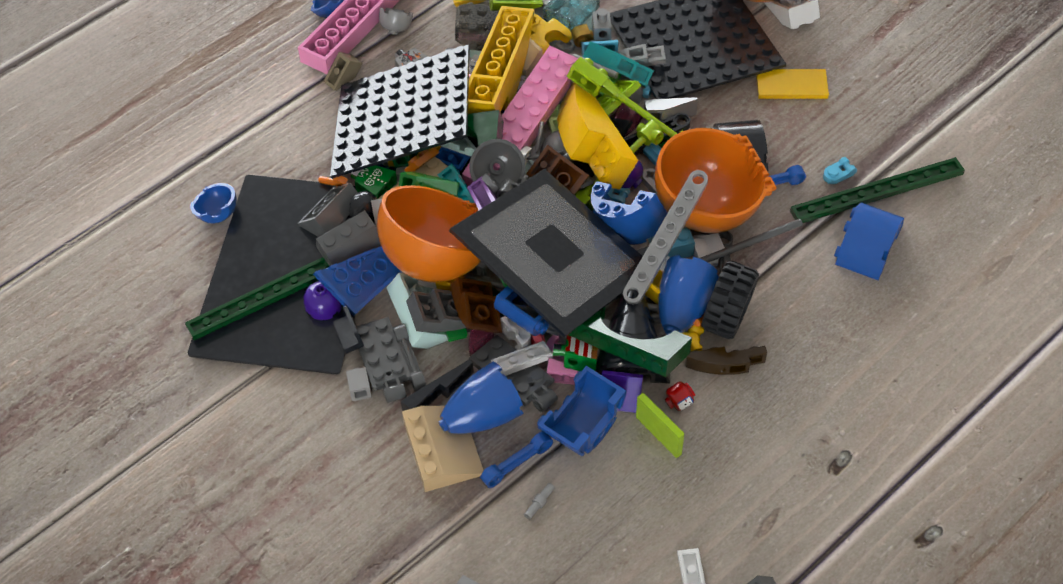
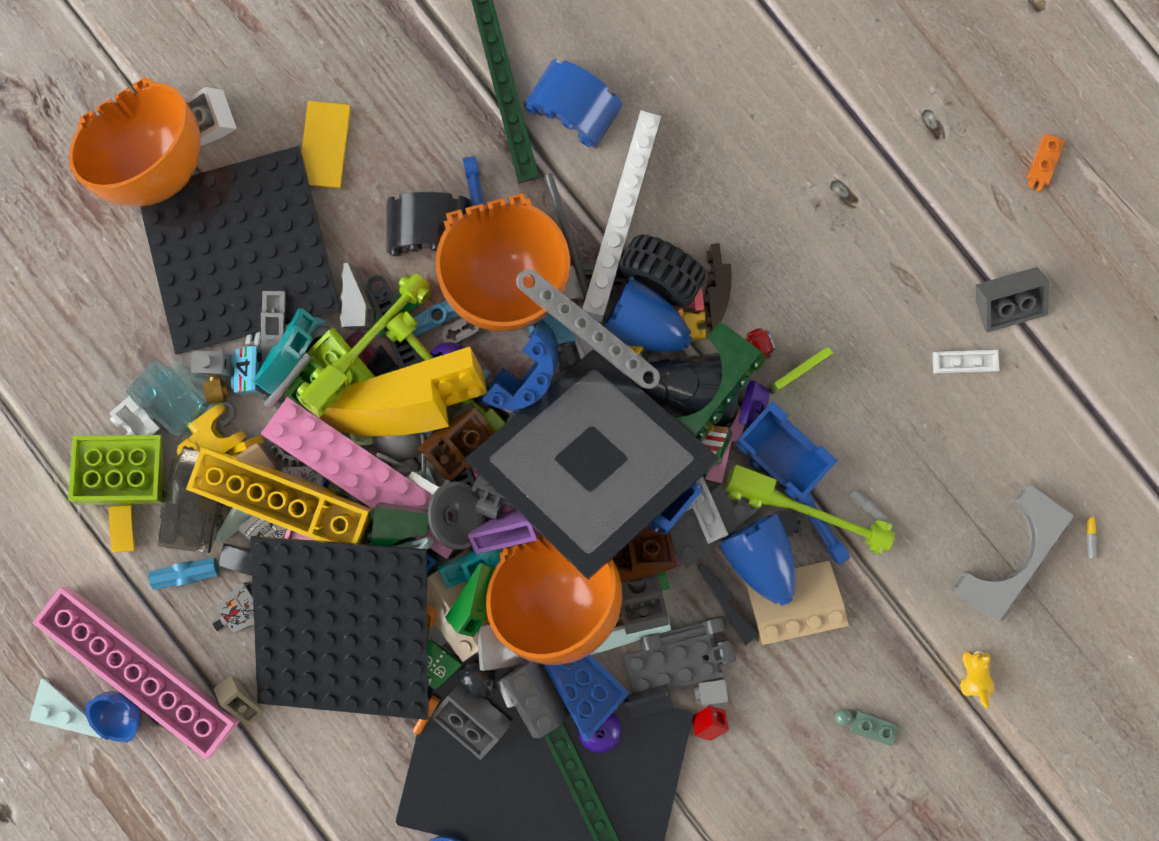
camera: 90 degrees left, 30 degrees up
(329, 516) = (868, 726): none -> sand green plate
(330, 385) = (710, 723): none -> red panel
(395, 20) = (157, 629): light grey cylinder -> none
(438, 31) = (183, 573): none -> dark azure piece
(490, 181) = (479, 525): dark grey tile -> none
(515, 431) = (789, 522): none -> black plate
(542, 400) = (760, 491): none -> lime bar
(711, 341) = (698, 302): none -> coral plate
(791, 277) = (621, 215): none -> white brick
(834, 174) = (470, 123): medium azure plate -> none

